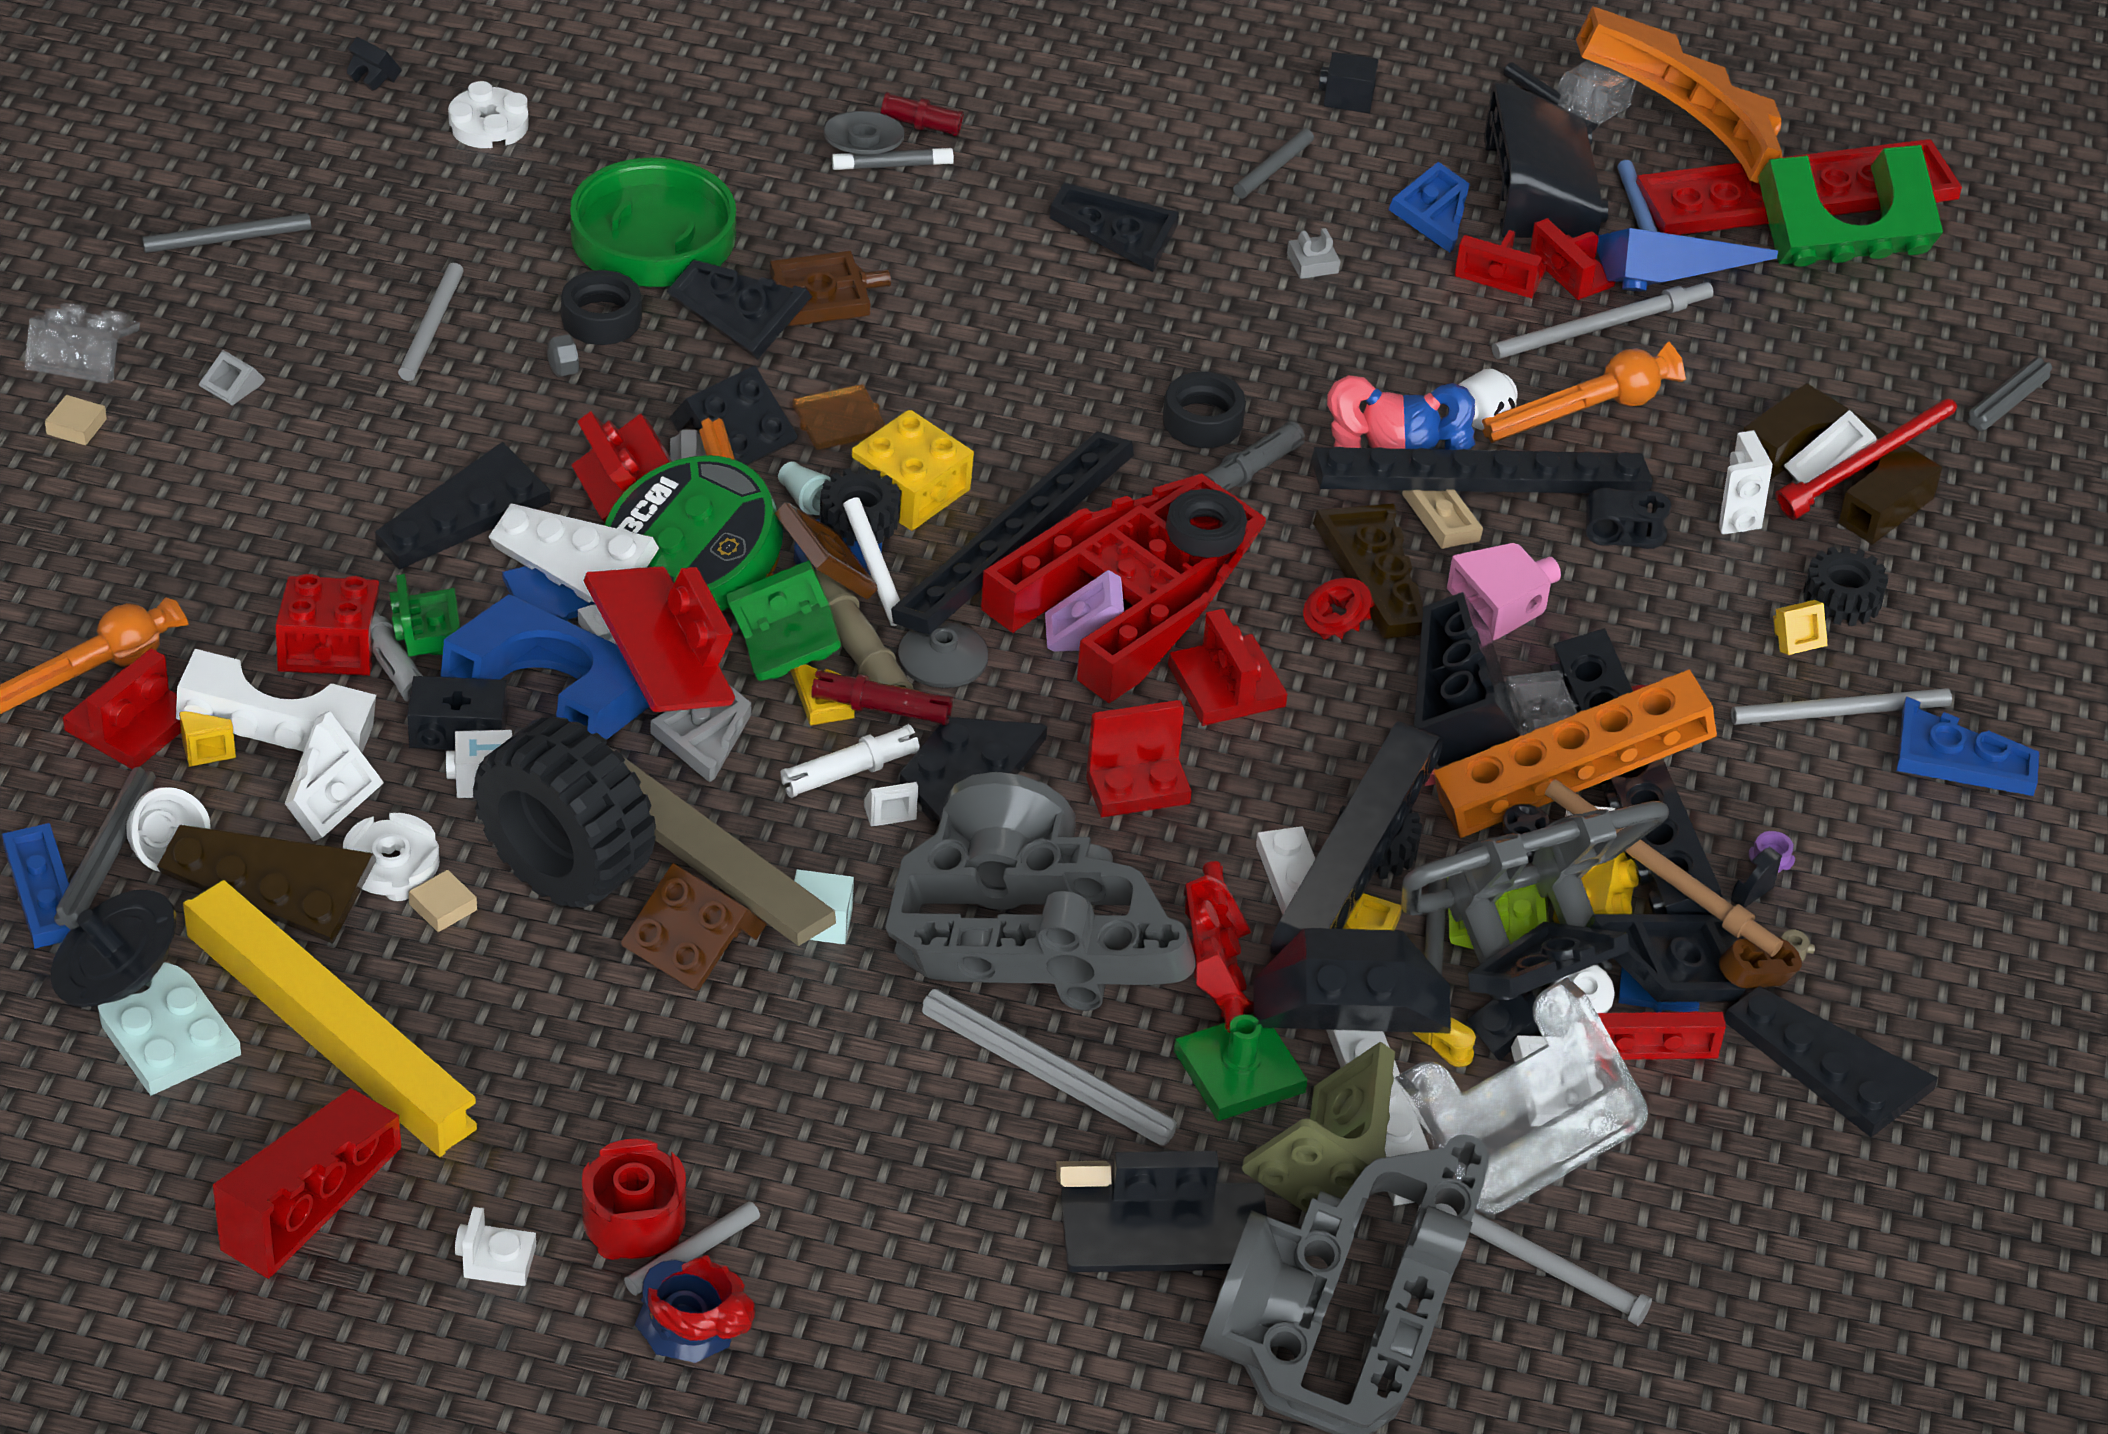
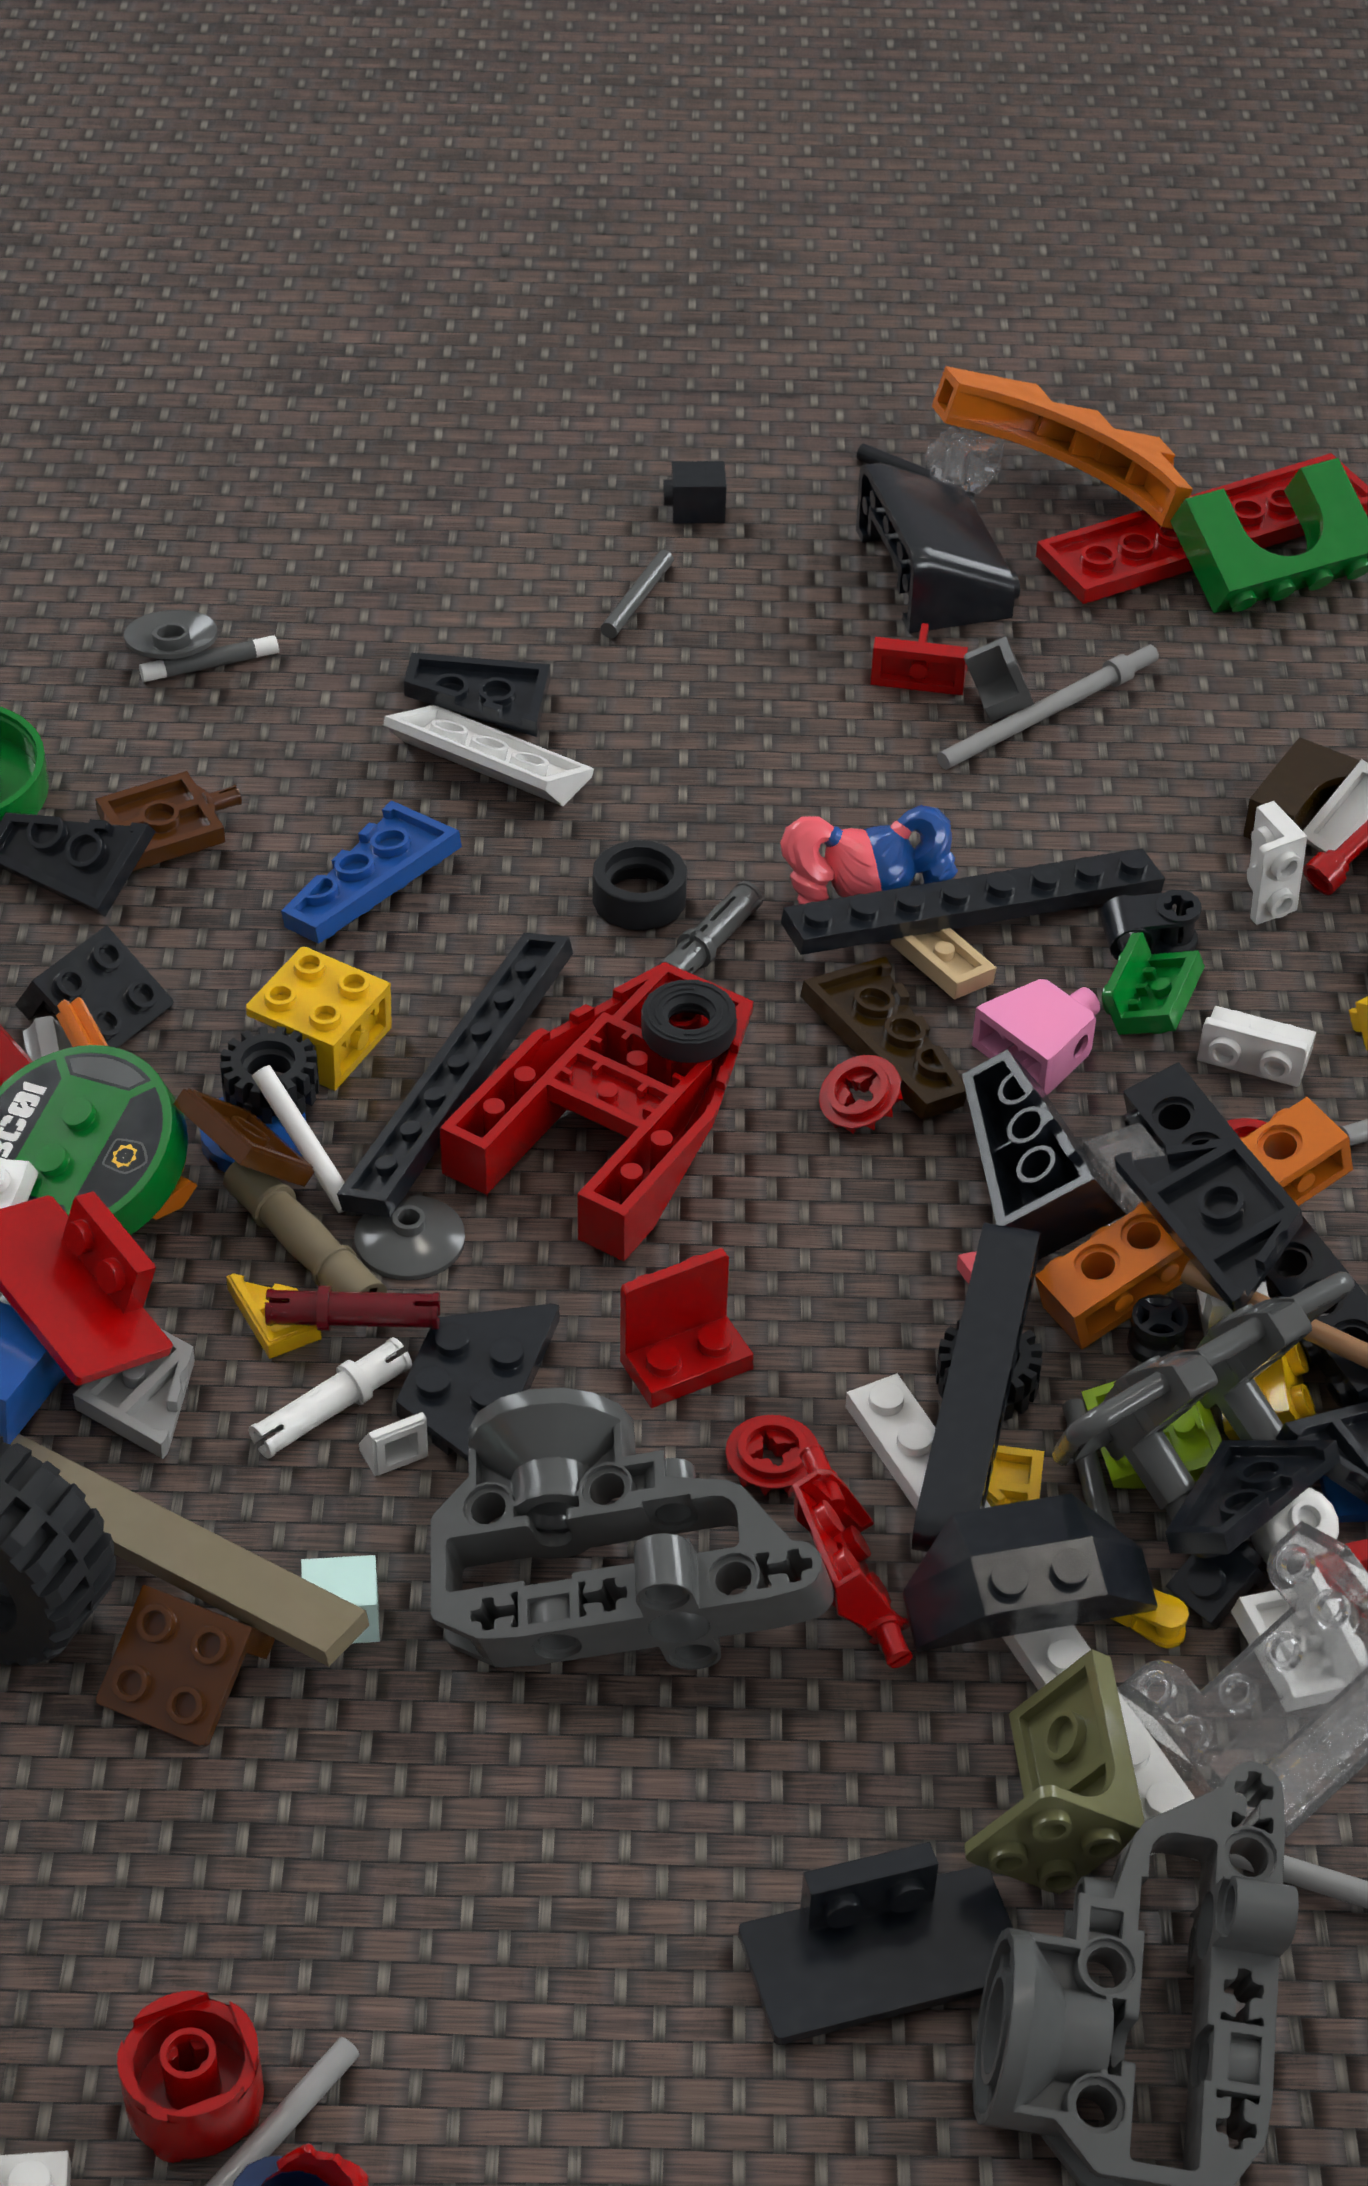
camera: 10 degrees left, 0 degrees up
(785, 621) = (213, 1235): green bracket -> none
(803, 486) = (196, 1060): light aqua cone -> none
(838, 416) = (217, 968): clear orange piece -> none
(922, 114) = (232, 603): dark red pin -> none
(992, 356) = (377, 867): none -> blue wing
(1049, 1067) = (678, 1758): light grey axle -> none
(1083, 1173) = (761, 1901): tan tile -> none
(1084, 612) = (569, 1156): lavender slope -> none
(1110, 278) = (491, 752): none -> white slope
(1166, 859) = (781, 1435): none -> red gear
(1226, 674) = (752, 1198): red bracket -> none
(1240, 1067) = (912, 1711): green tile -> none
(1313, 255) = (711, 687): light grey tile -> none
(1434, 205) = (827, 610): blue wing -> none
(1492, 393) = (963, 808): white head -> none
(1563, 289) = (998, 679): none -> dark grey panel
(1570, 259) = (973, 631): red panel -> none
(1588, 743) = (1217, 1210): none -> black wing
(1608, 568) = (1150, 989): none -> green bracket
(1629, 379) = (1102, 766): orange piece -> none
(1635, 196) = (1045, 572): medium blue bar -> none
(1652, 257) = (1085, 627): wedge -> none
(1684, 630) = (1256, 1046): none -> white bracket

